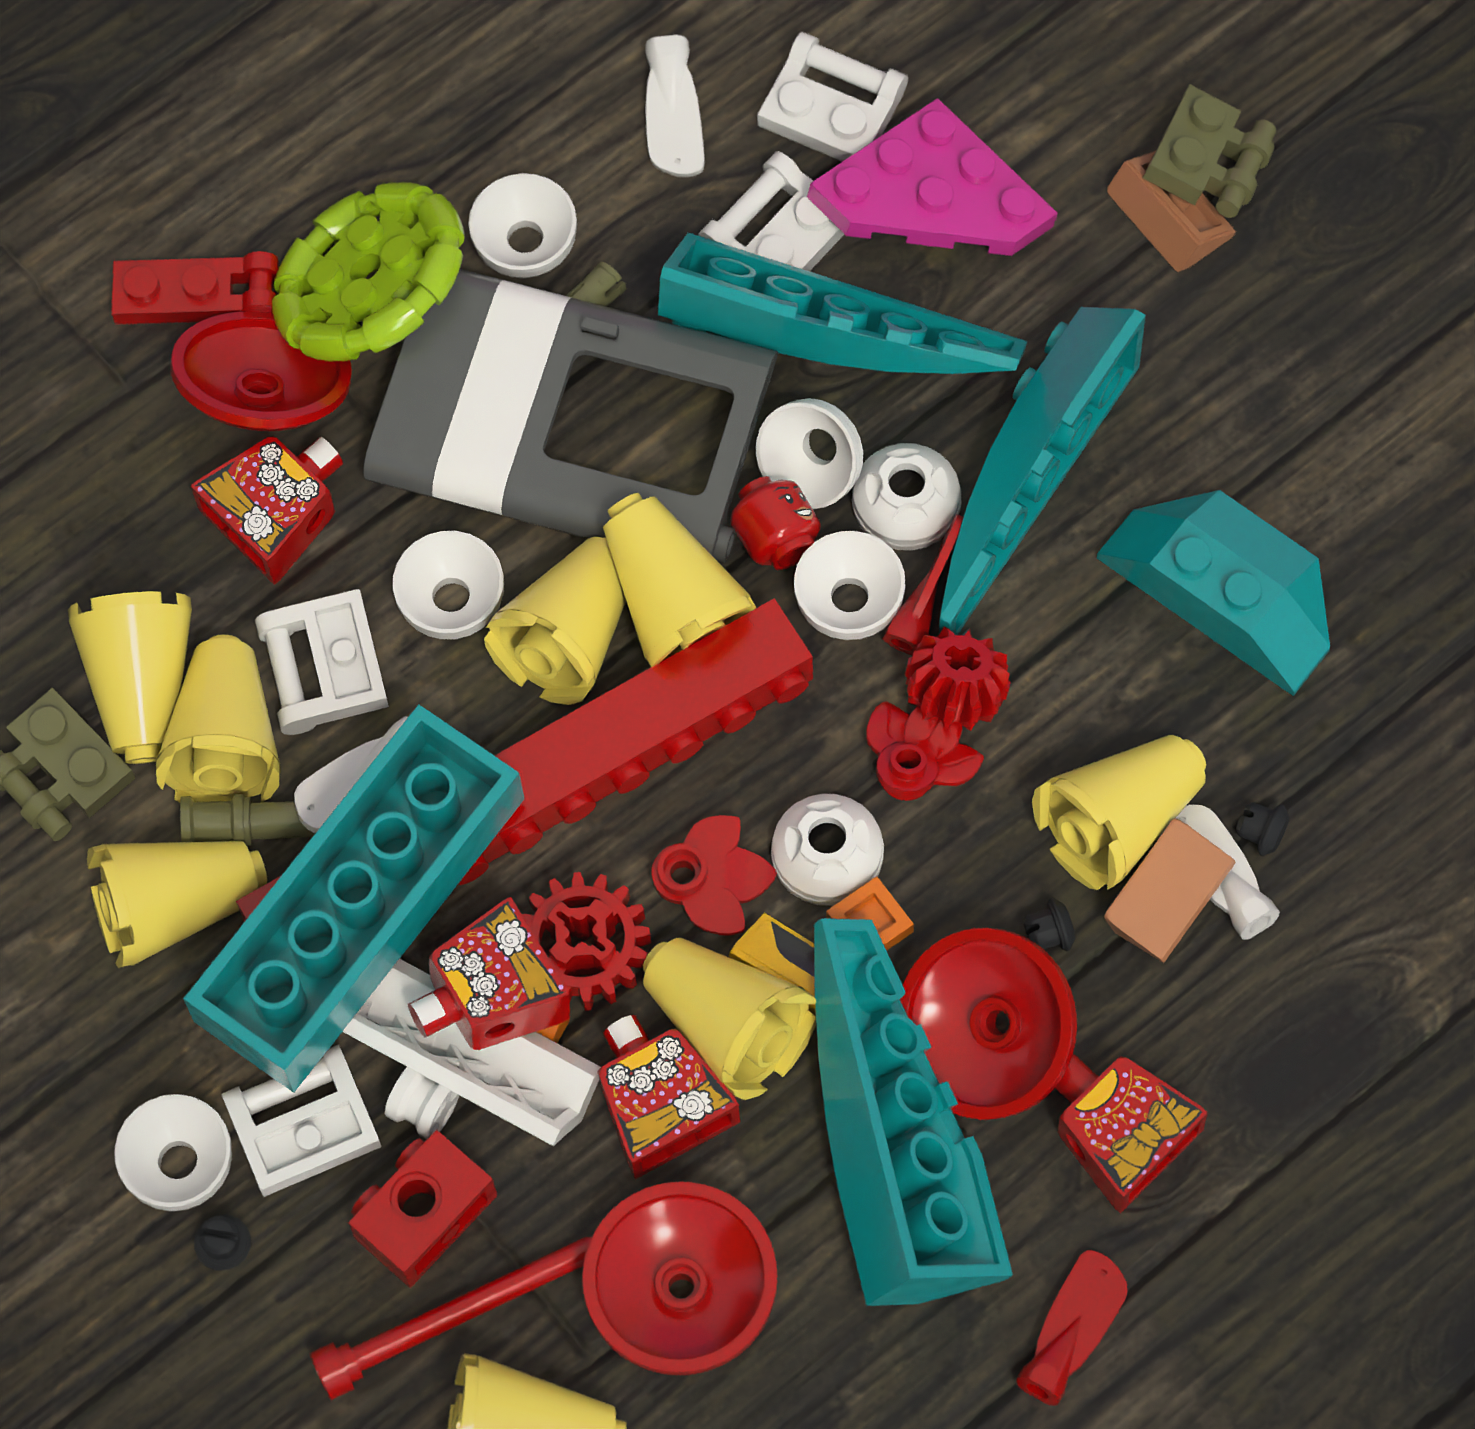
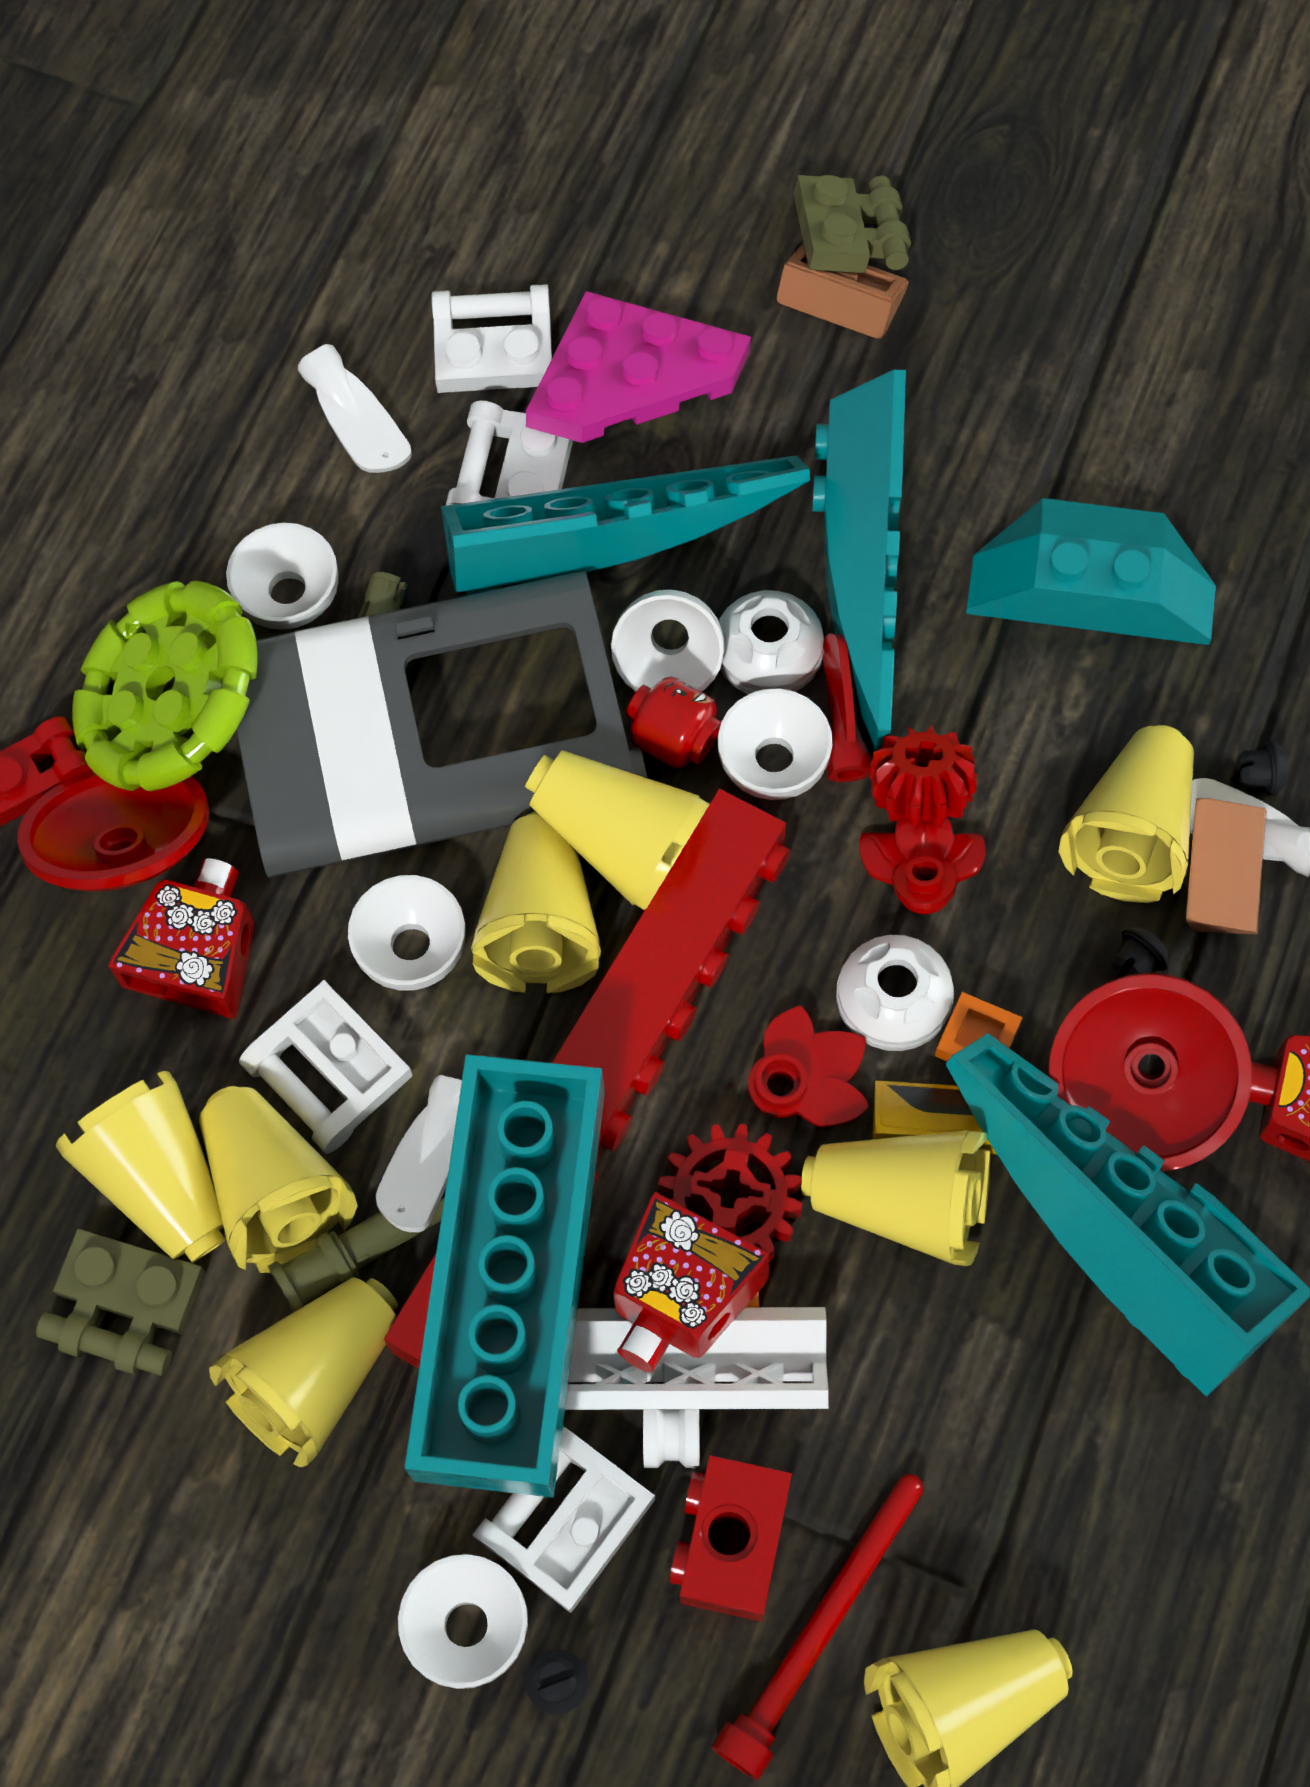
camera: 30 degrees left, 0 degrees up
(661, 1096) = (890, 1303): torso -> none
(673, 1236) = (1053, 1430): red dish -> none

